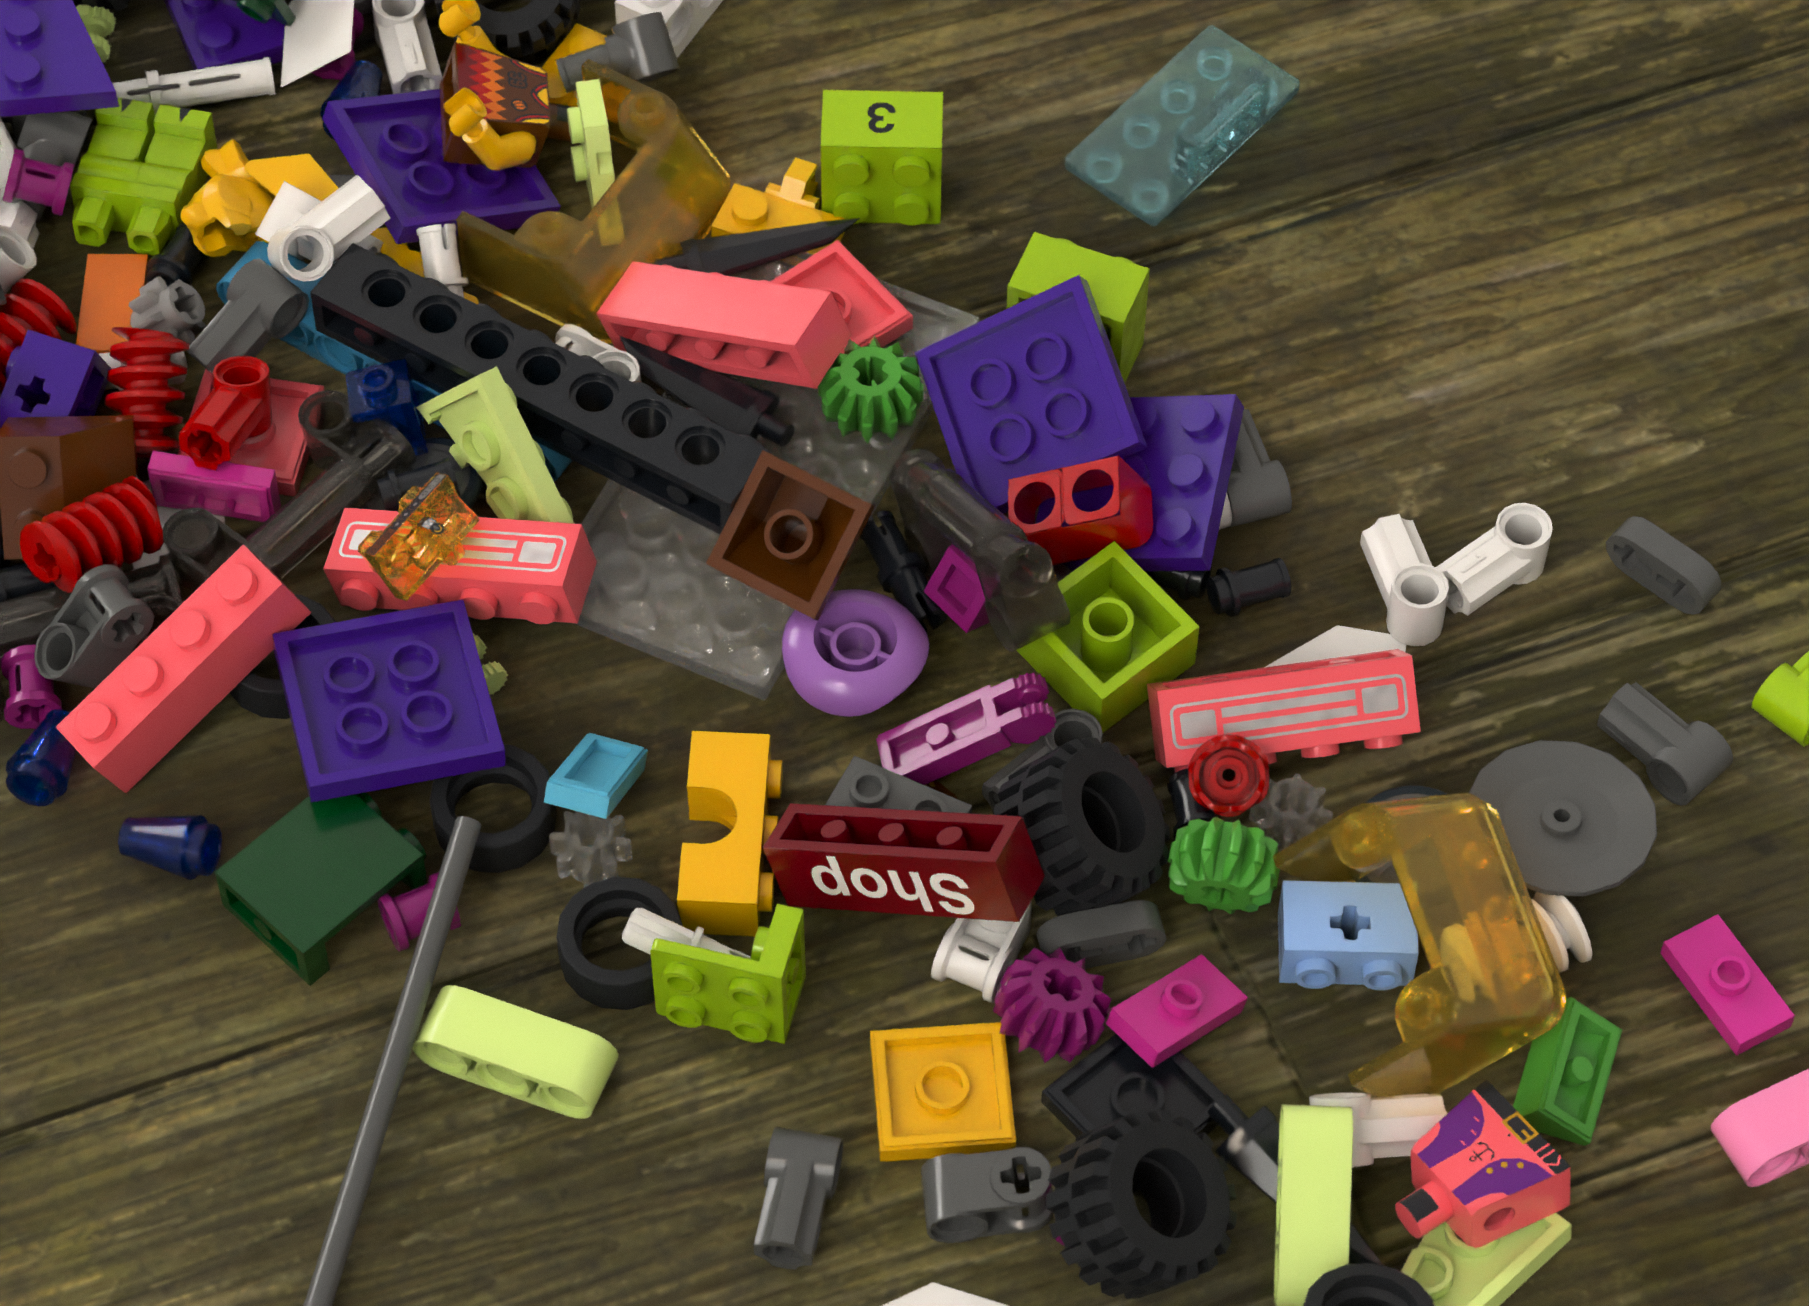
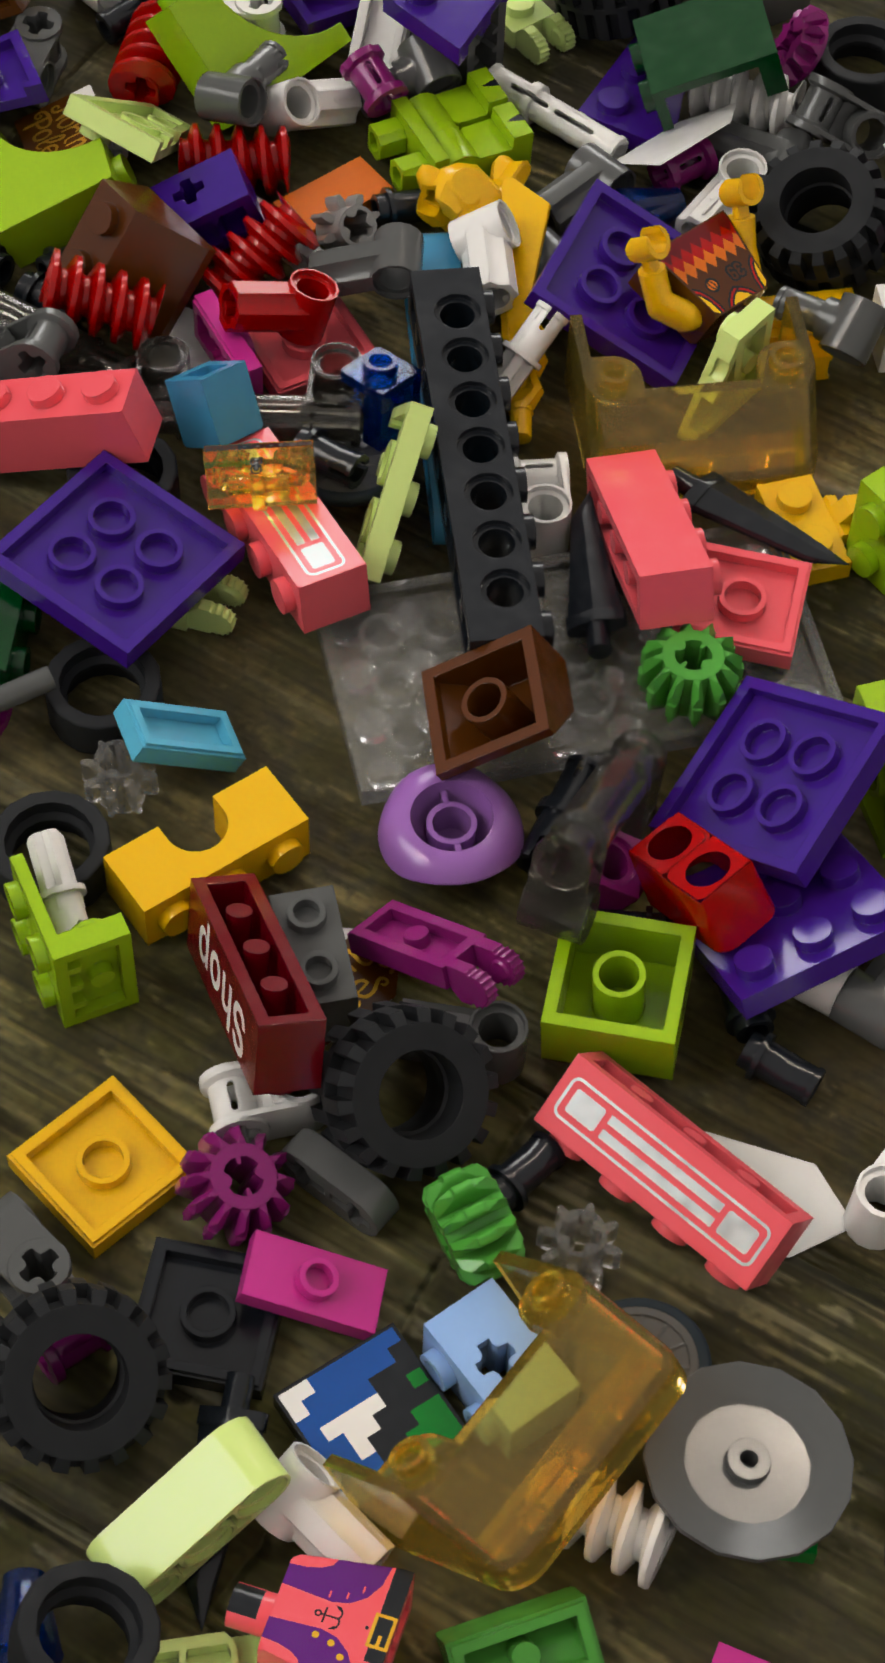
camera: 50 degrees right, 0 degrees up
(290, 116) = (580, 173): none -> dark grey piece
(293, 526) = (214, 403): none -> dark azure panel
(331, 227) = (481, 244): white piece -> none
(1231, 796) = (541, 1164): red plate -> none
(1307, 1040) = (367, 1402): none -> tile

